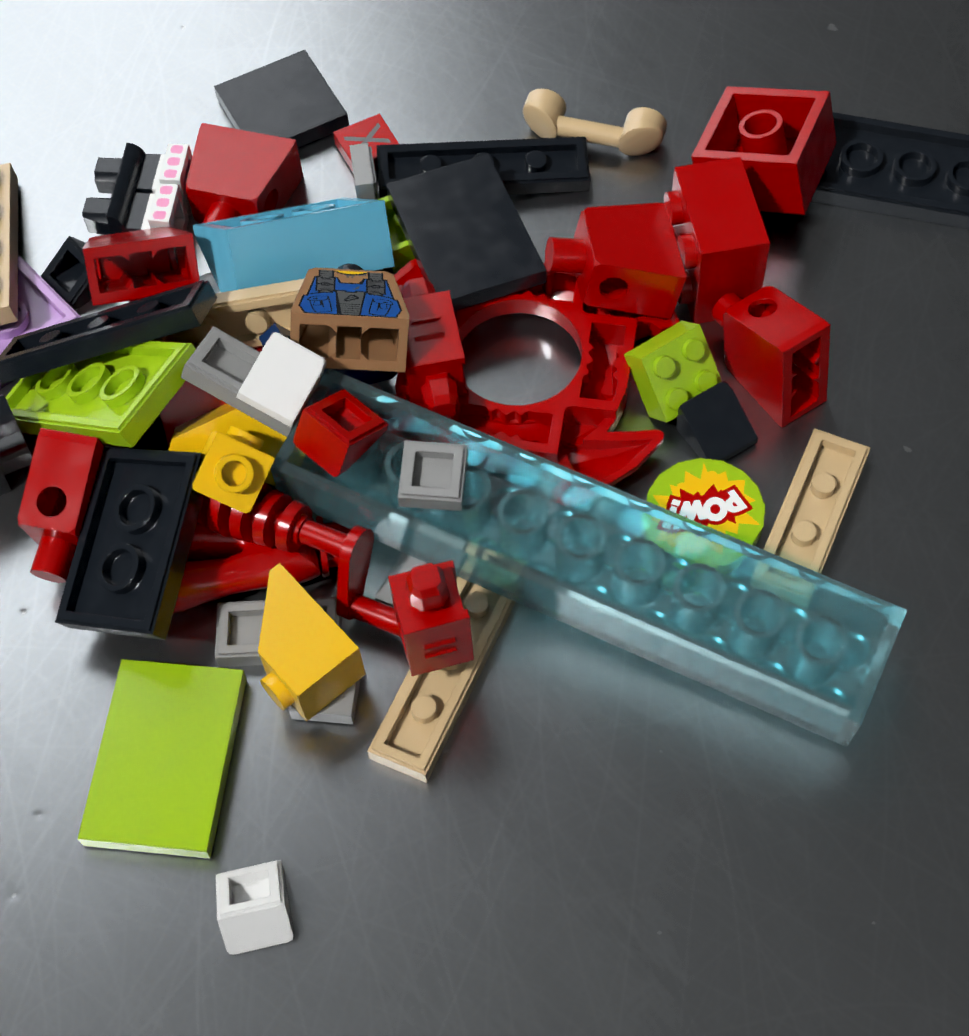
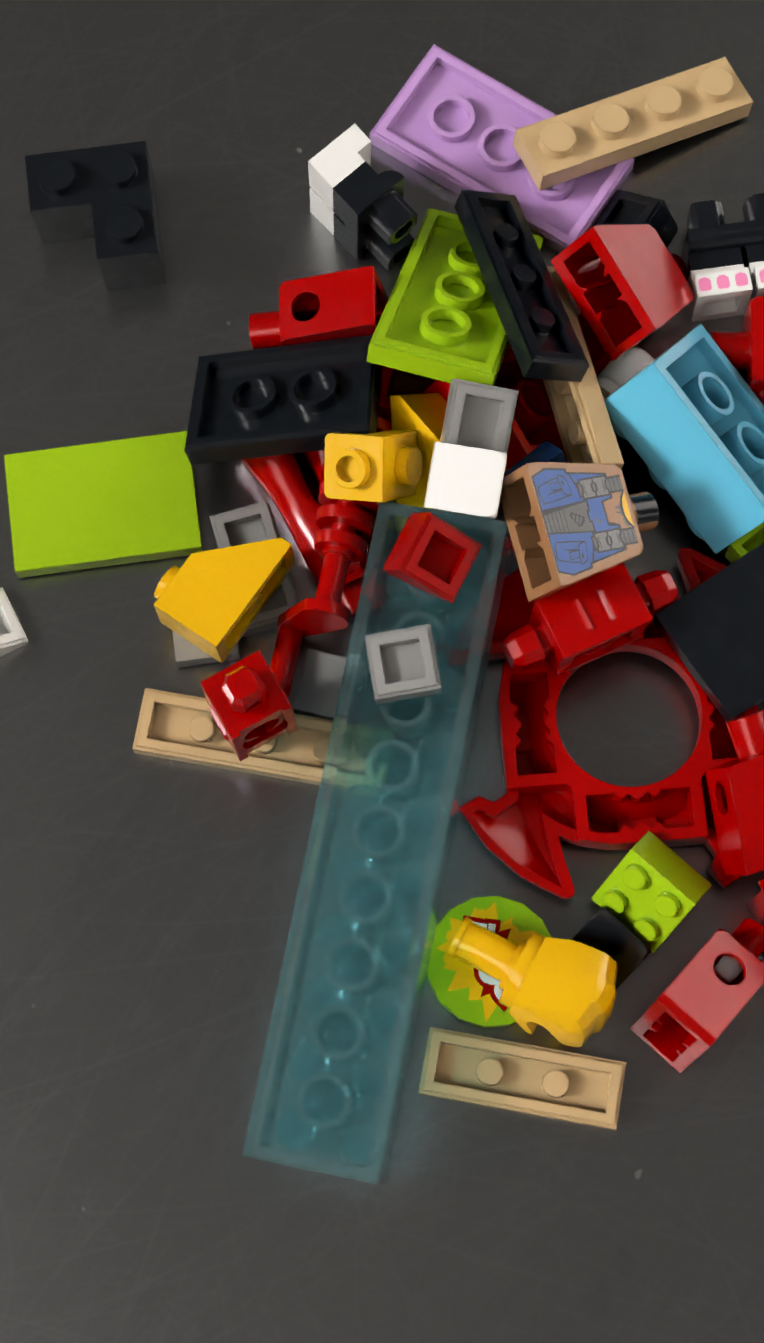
camera: 75 degrees right, 15 degrees up
(738, 455) = (544, 980): none -> yellow piece

